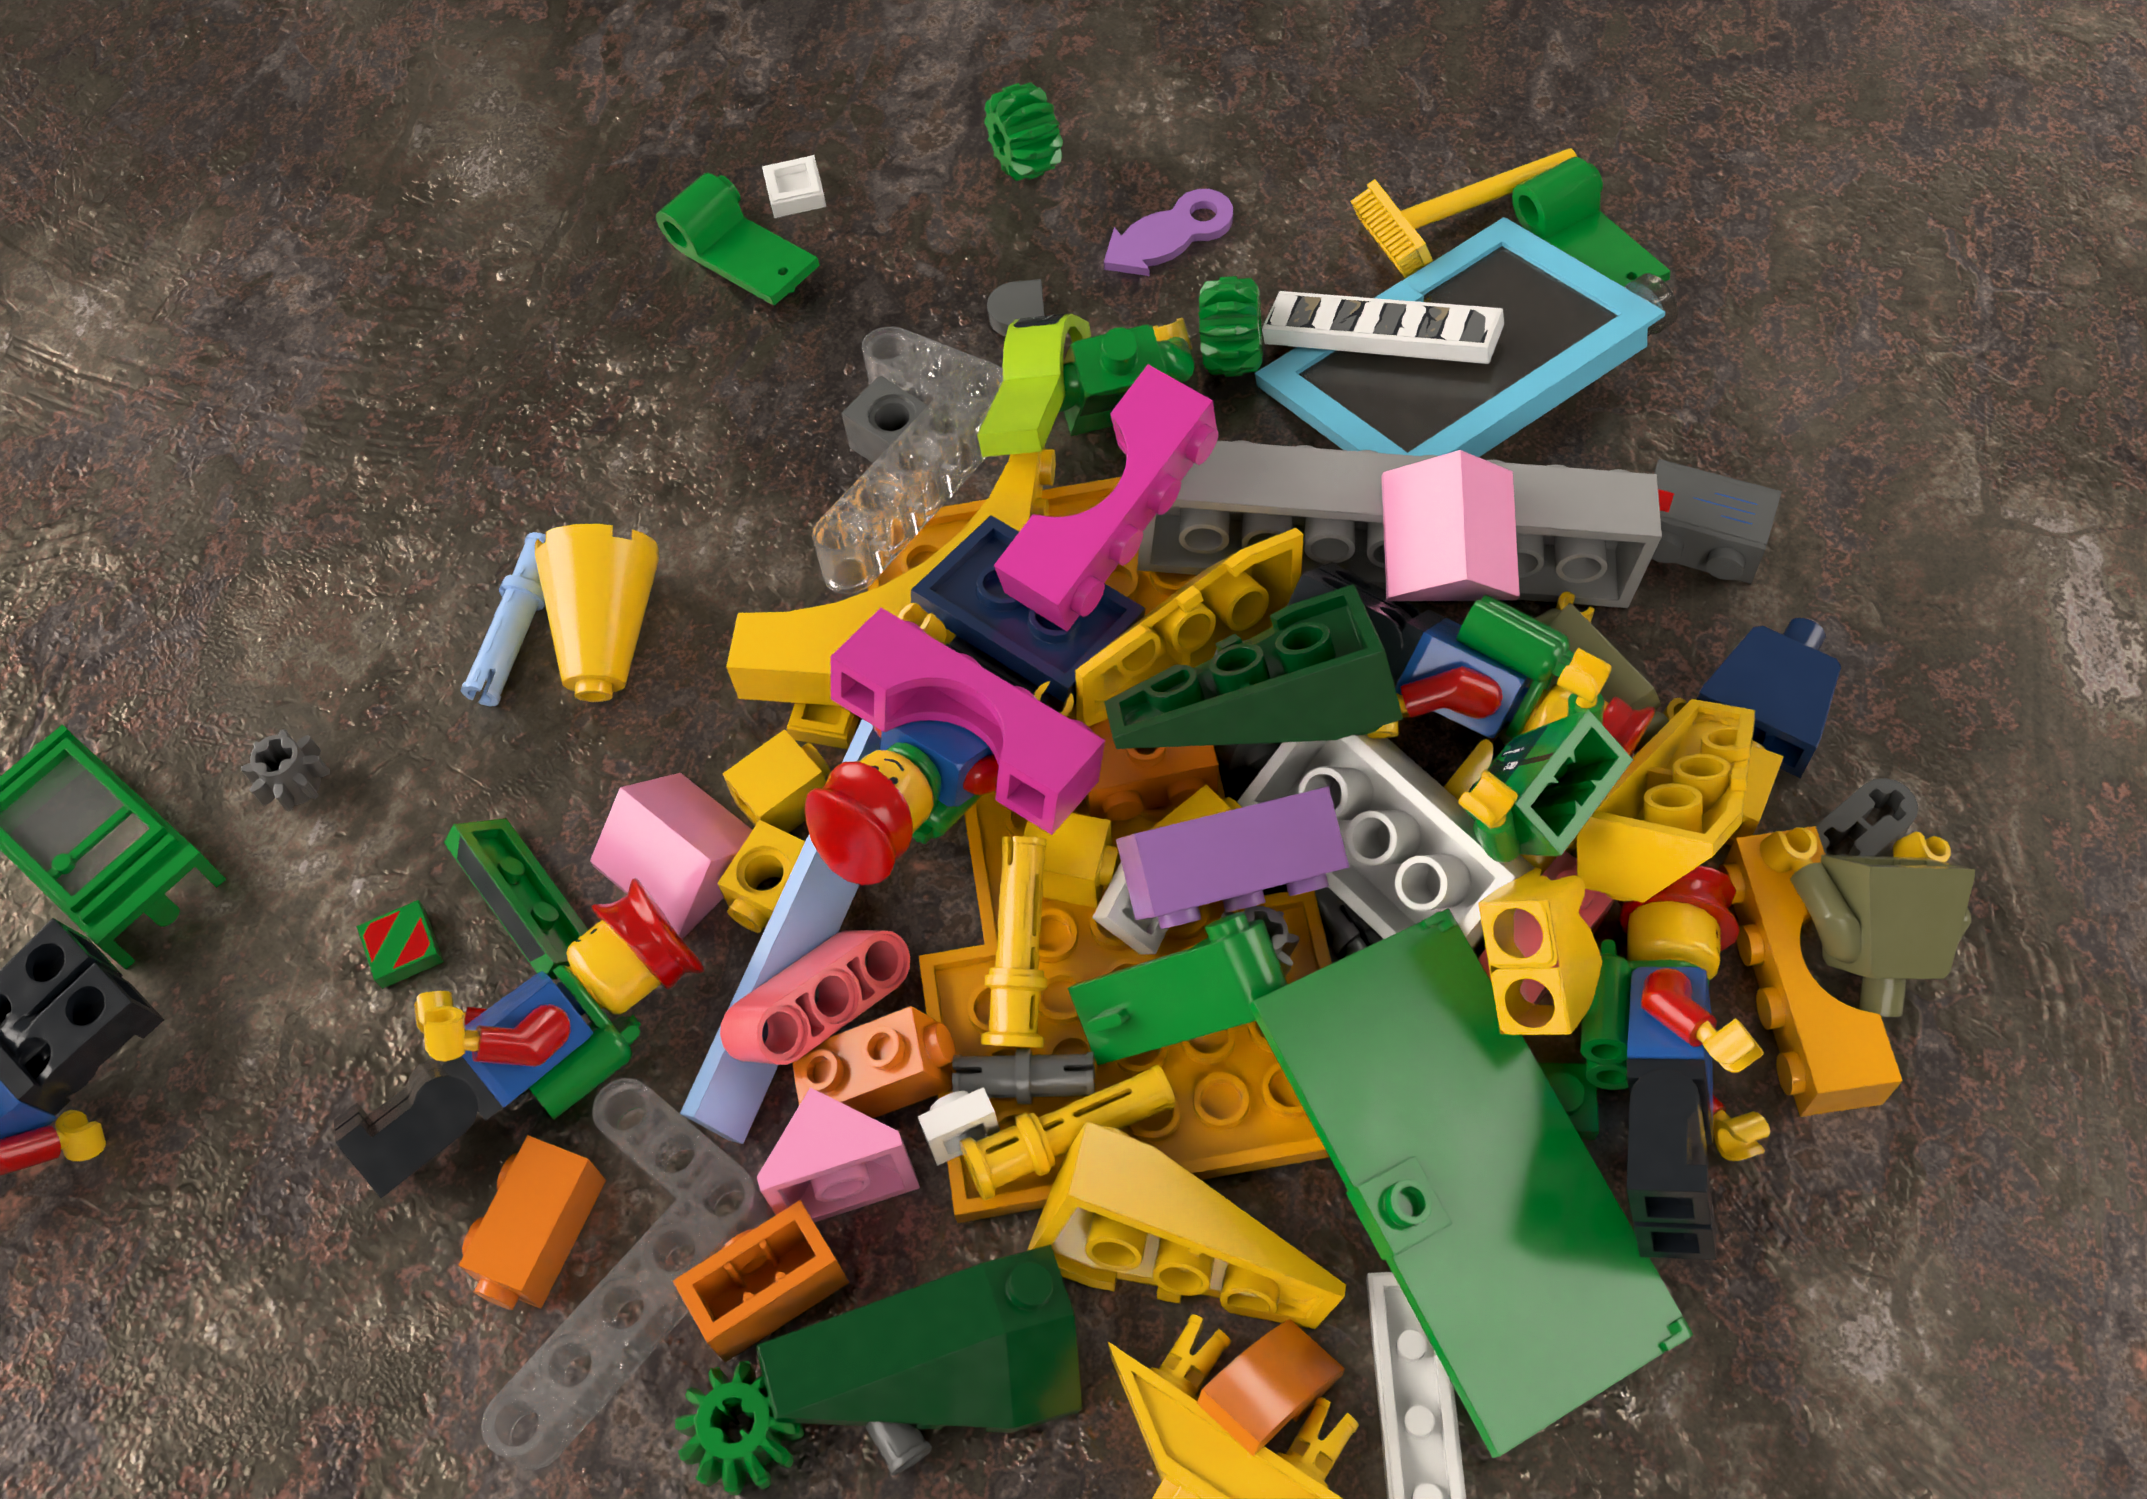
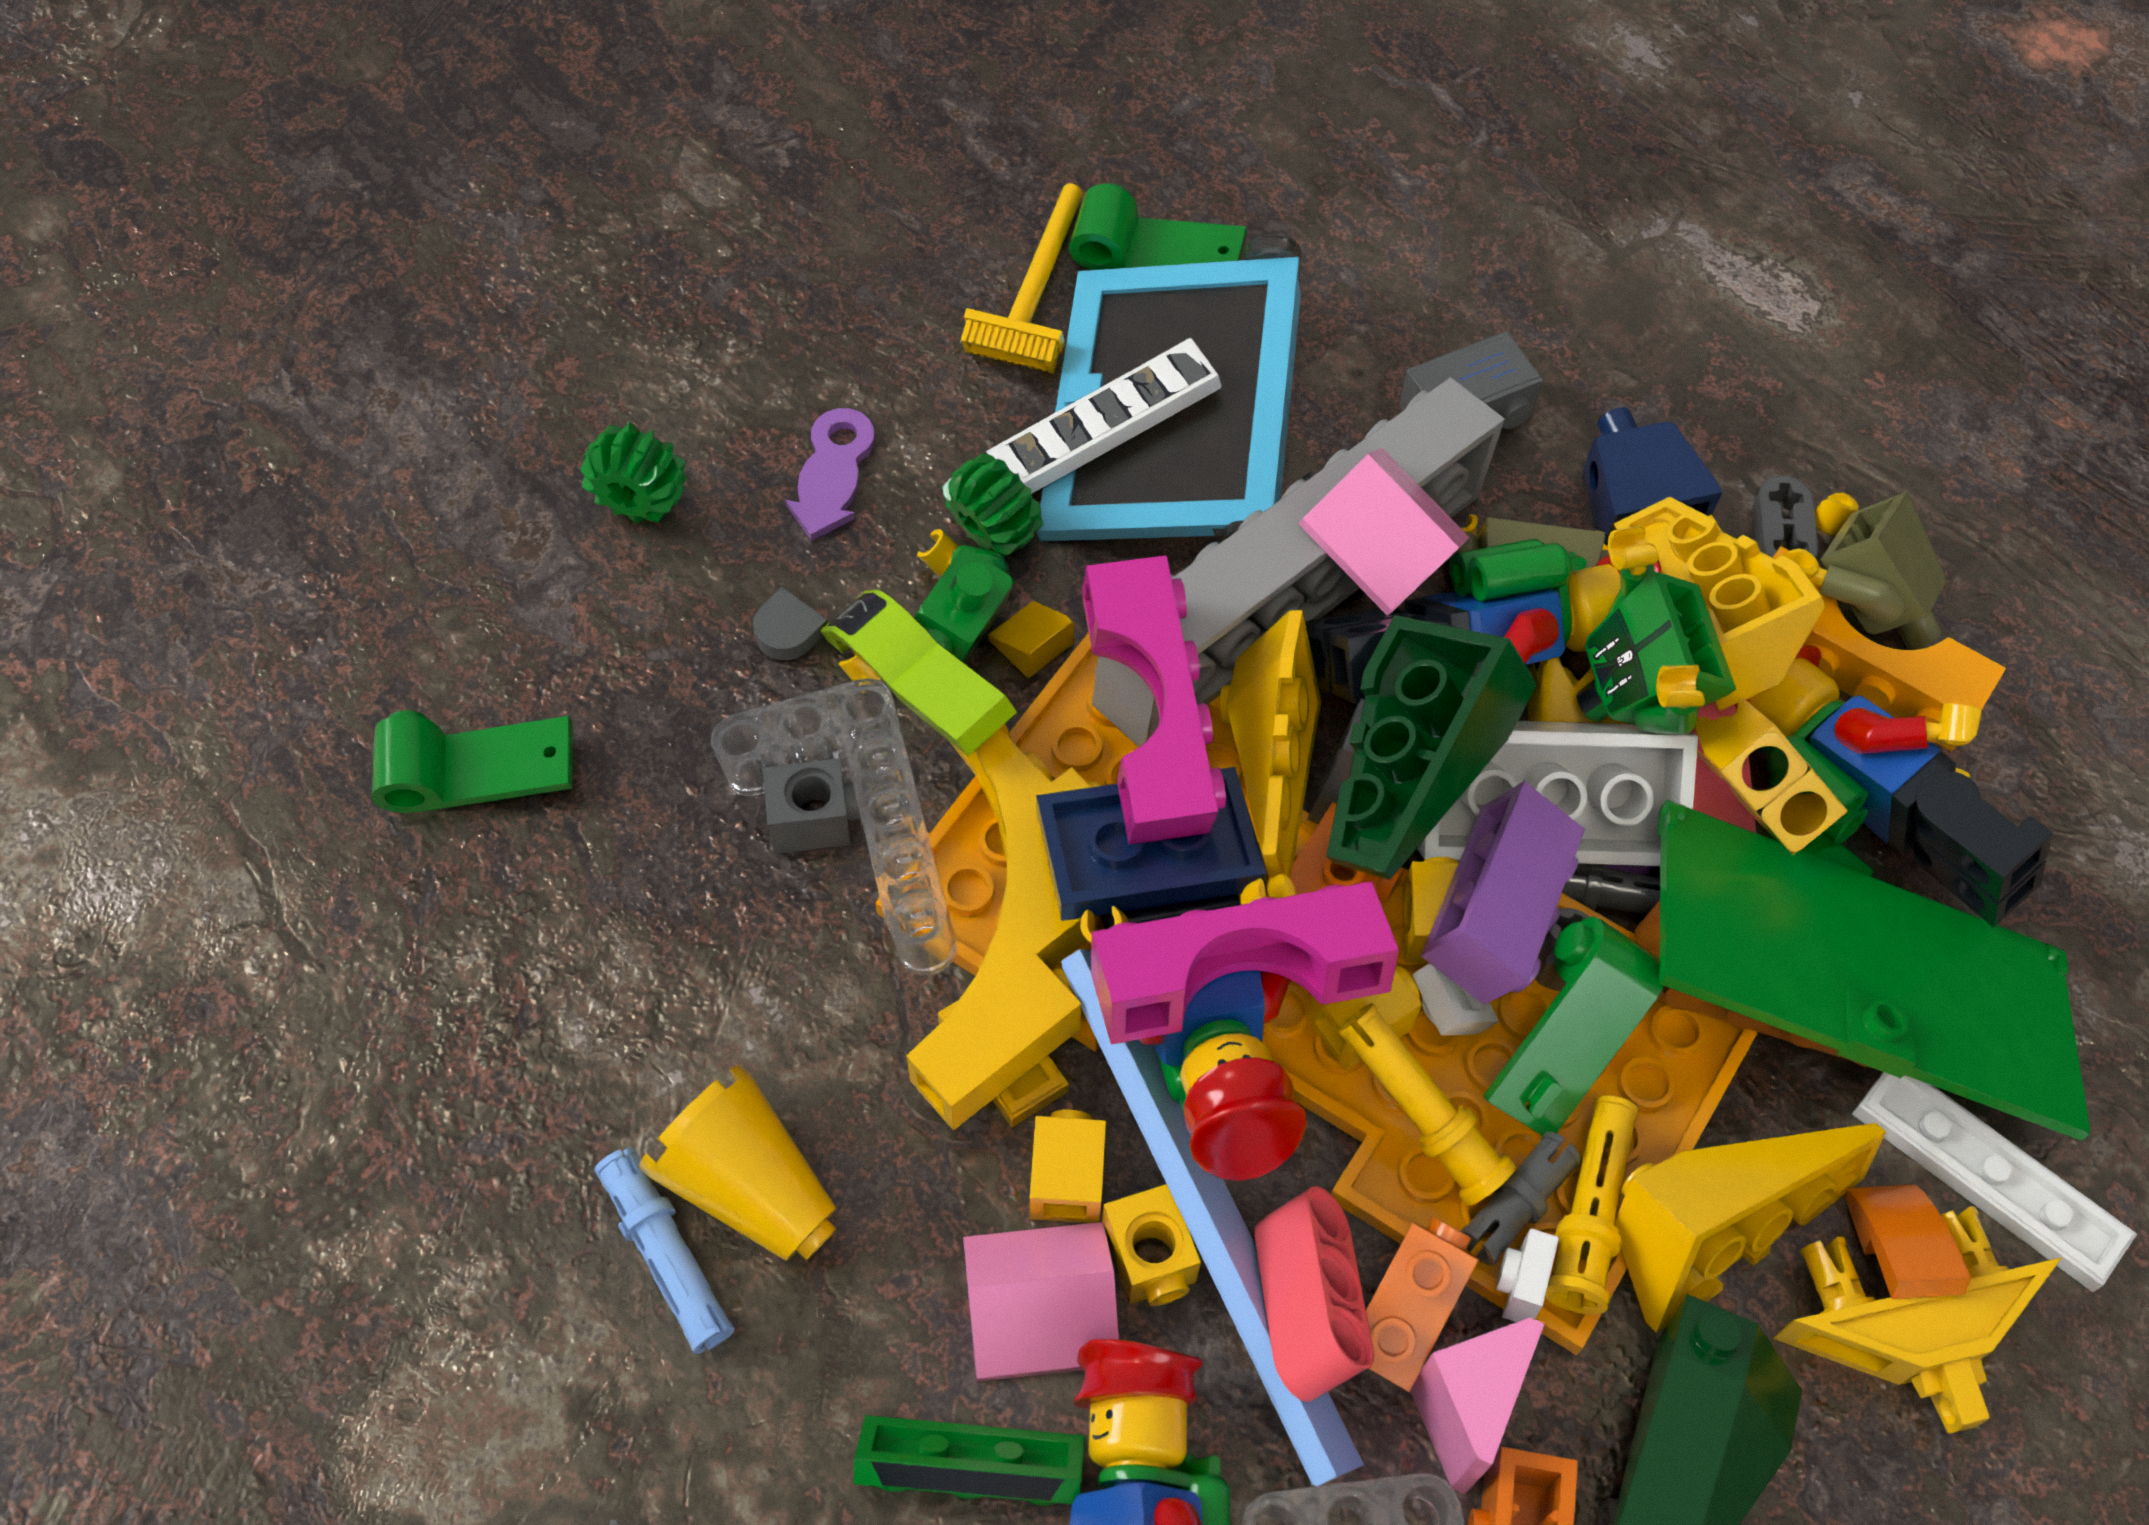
camera: 55 degrees left, 0 degrees up
(794, 186) = (457, 674): white tile -> none

